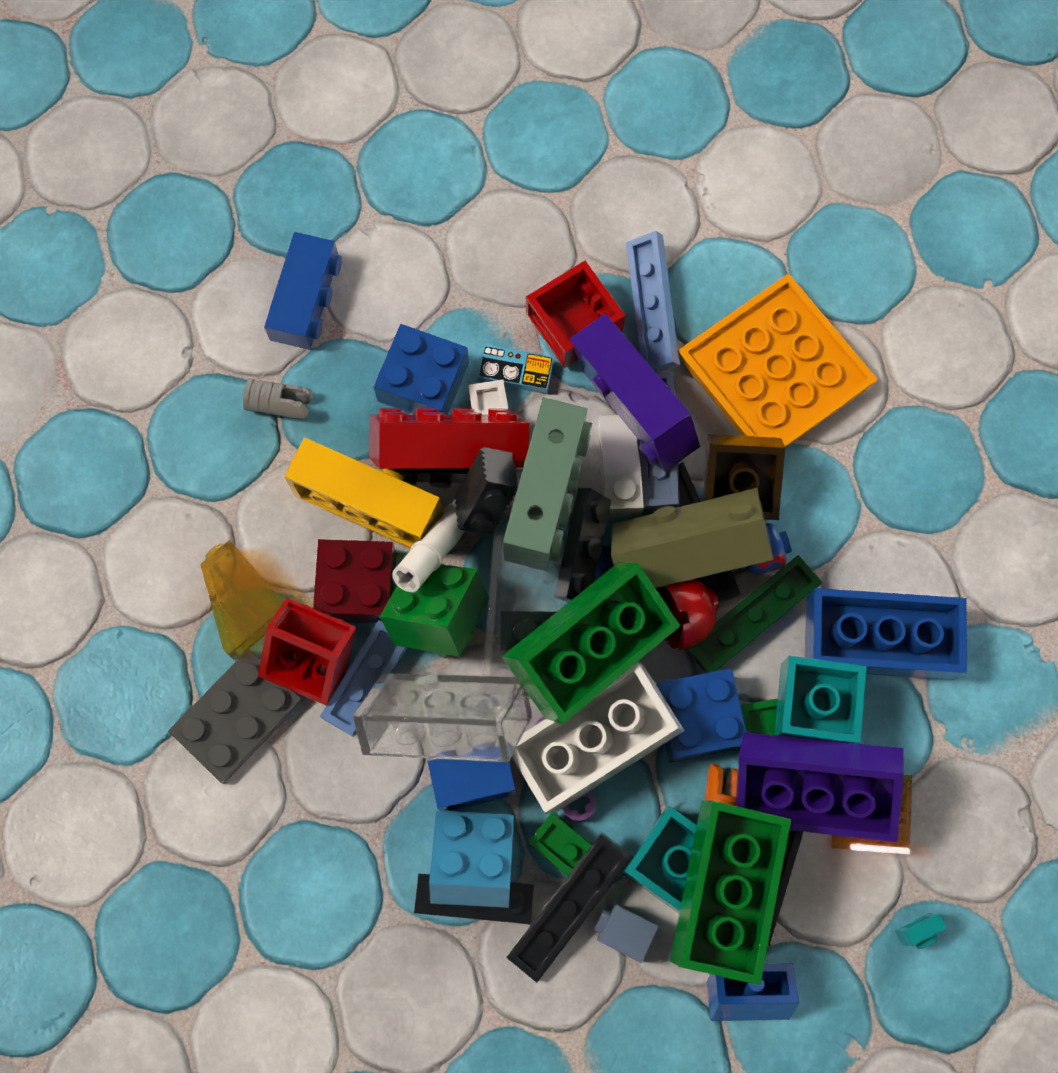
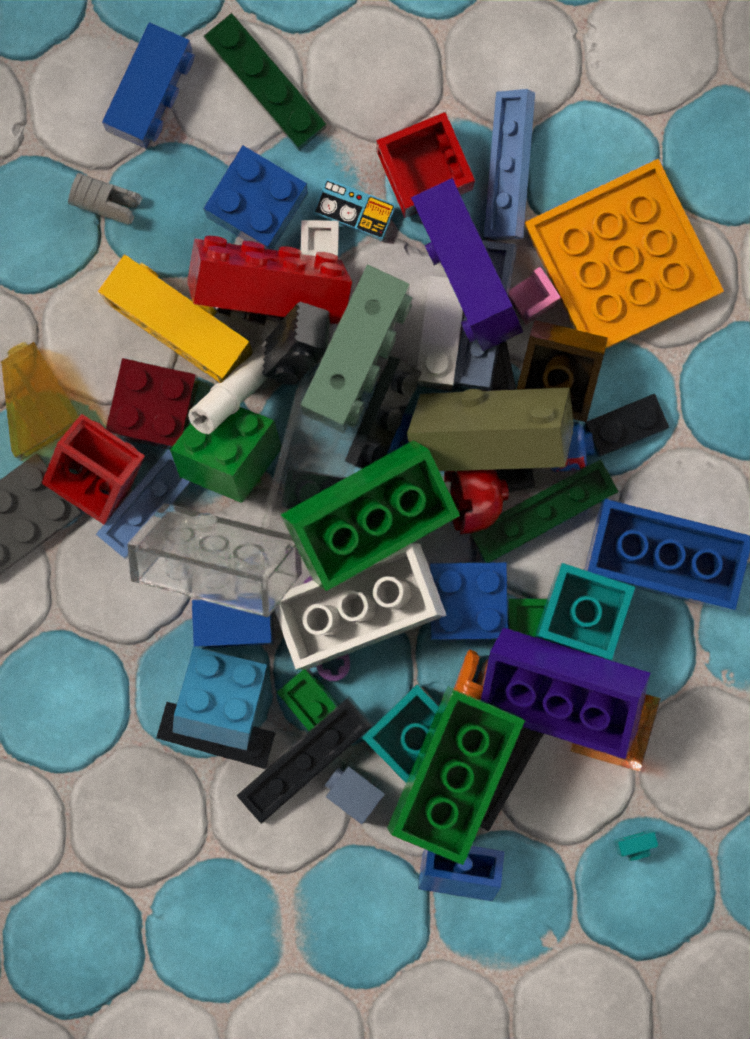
camera: 10 degrees right, 10 degrees up
(411, 271) = (265, 81): none -> dark green plate
(706, 412) = (534, 296): none -> bright pink panel
(815, 519) = (627, 425): none -> black plate

